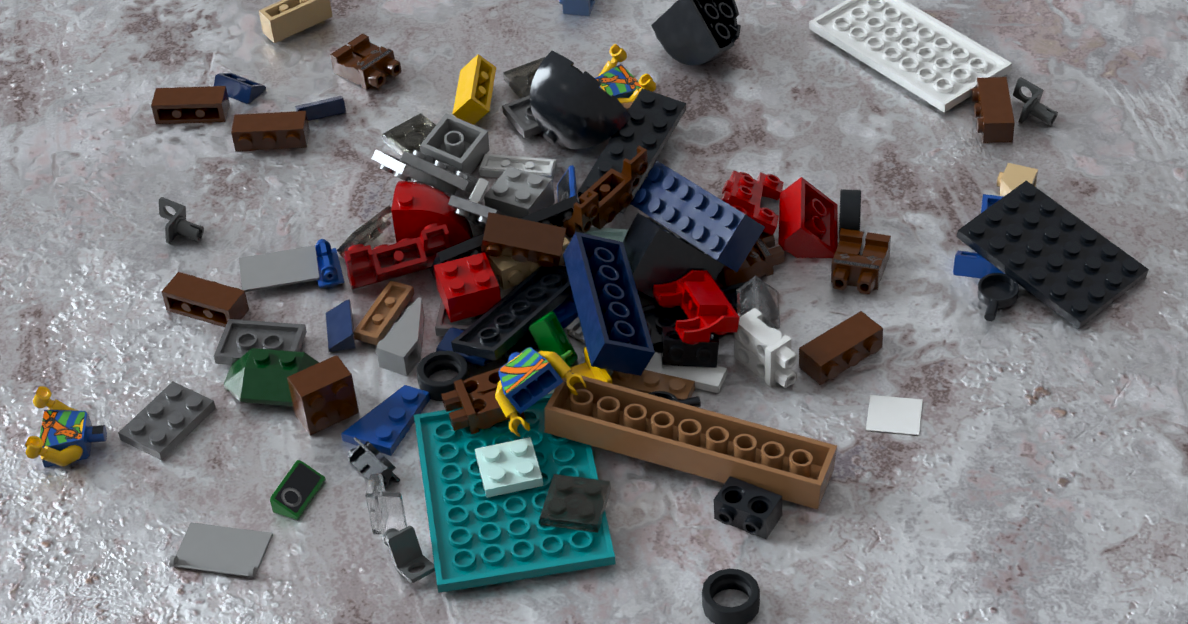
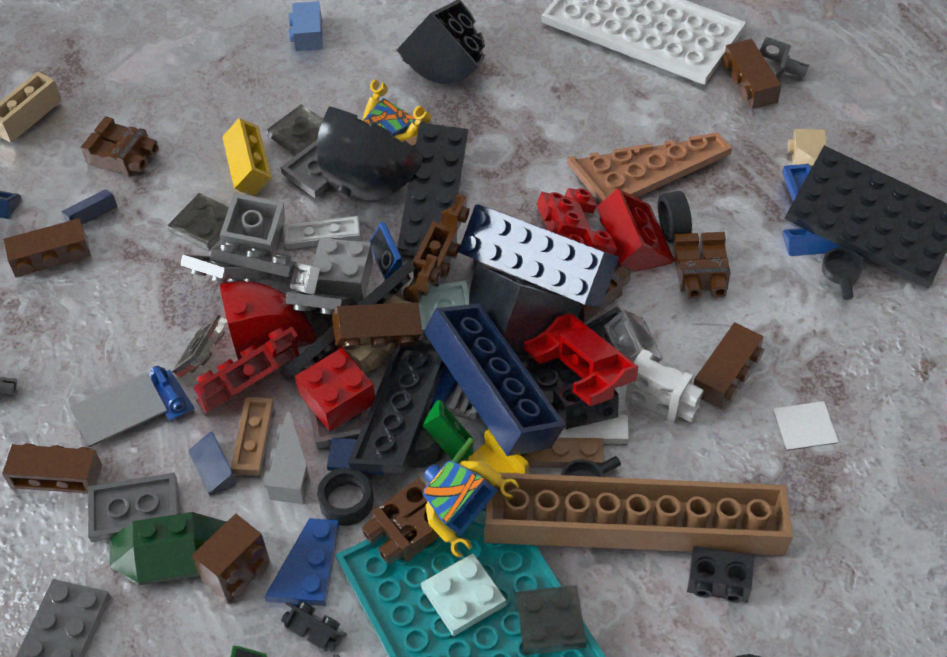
camera: 20 degrees left, 10 degrees up
(851, 170) = (647, 166): none -> nougat wing

